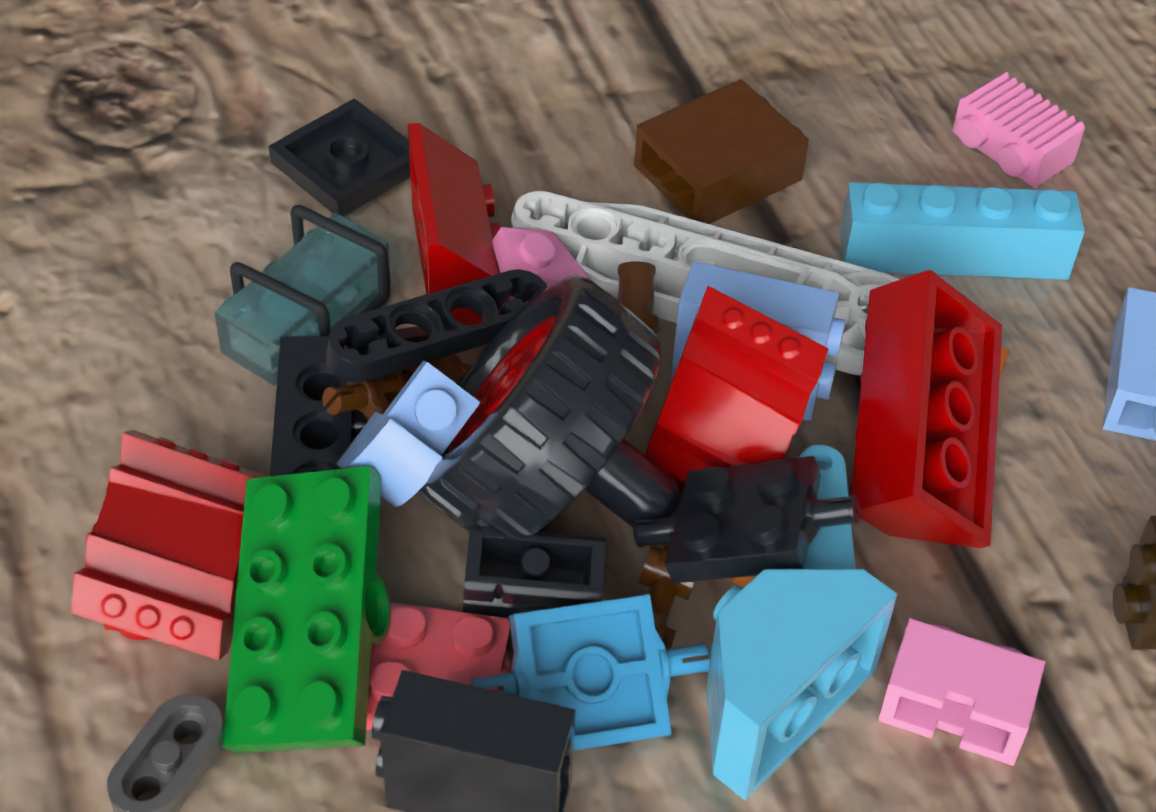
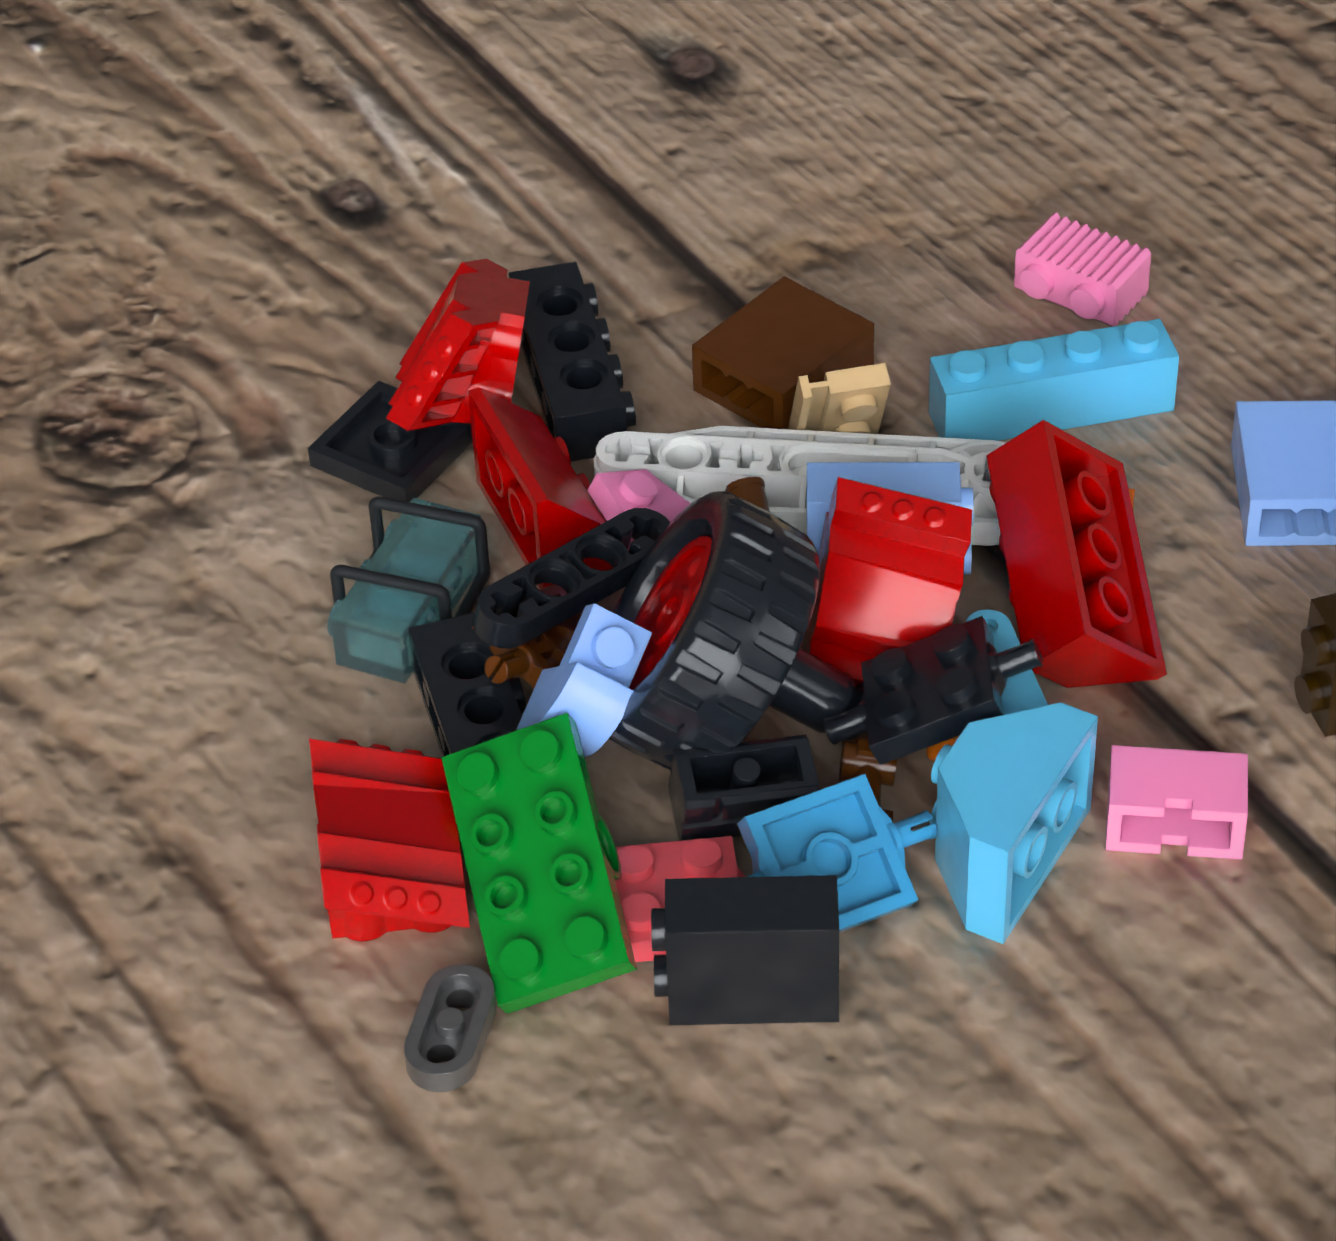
camera: 10 degrees left, 5 degrees down
(433, 84) = (462, 346): none -> red slope
(528, 112) = (570, 360): none -> black brick
(754, 207) = (843, 402): none -> tan plate

